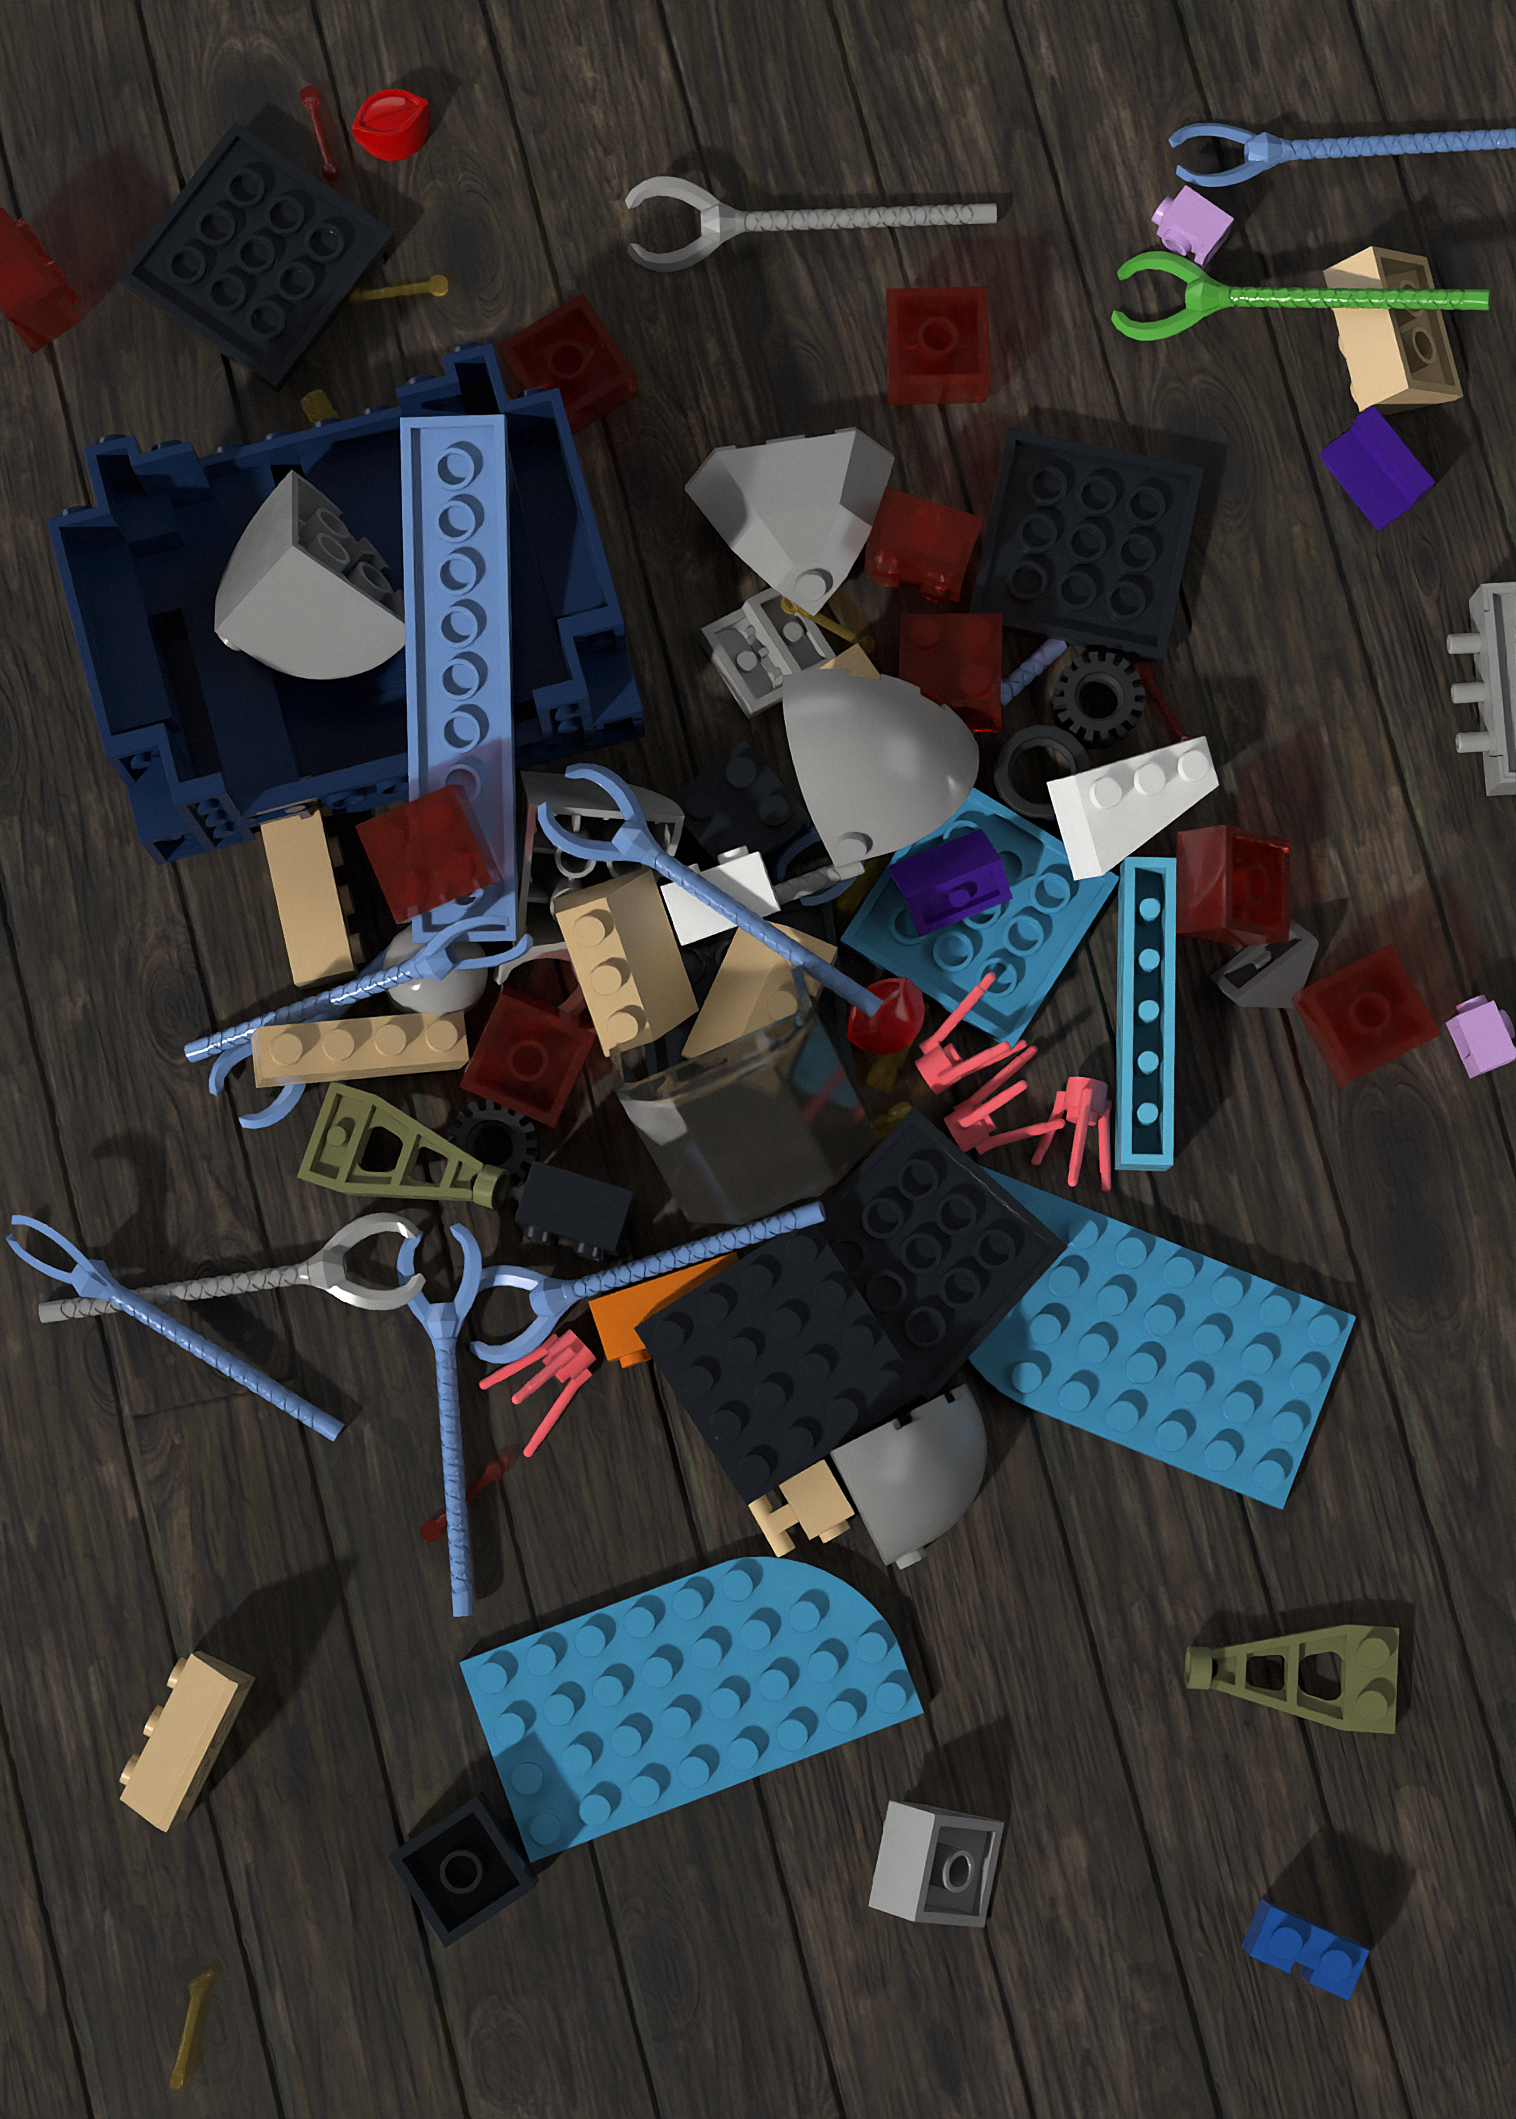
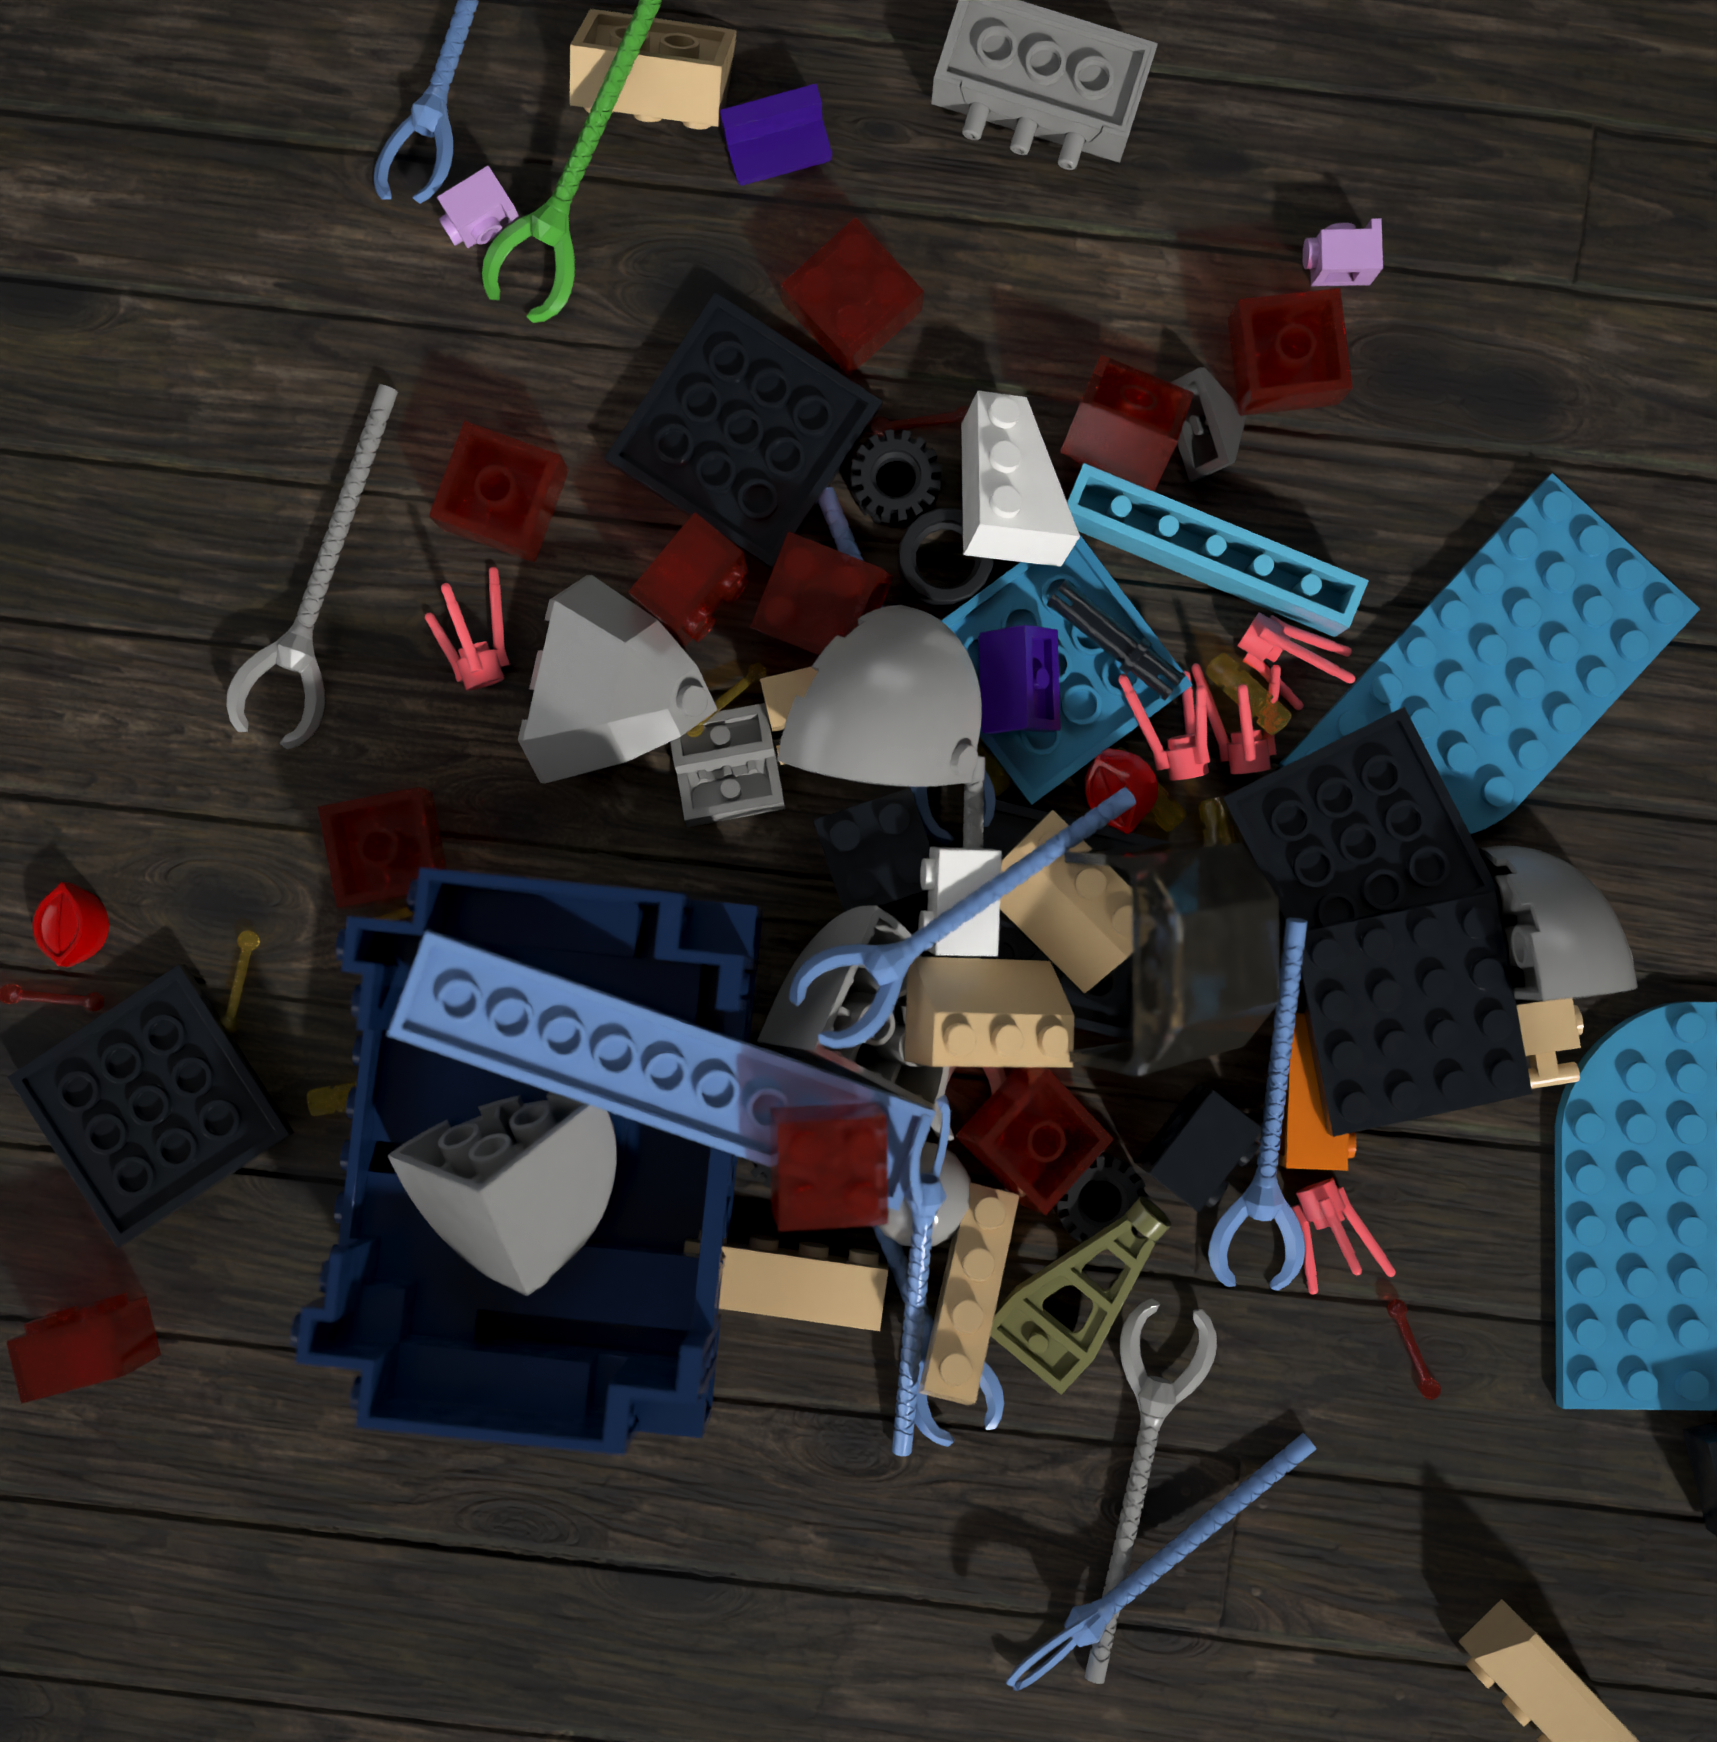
camera: 75 degrees left, 5 degrees up
(443, 1325) = (1248, 1308): medium blue piece -> none
(772, 387) = (477, 663): none -> coral plant
(1018, 973) = (1116, 640): none -> black pin
(1025, 1106) = (1272, 716): none -> clear yellow axle
(1251, 594) = (852, 296): none -> clear red brick

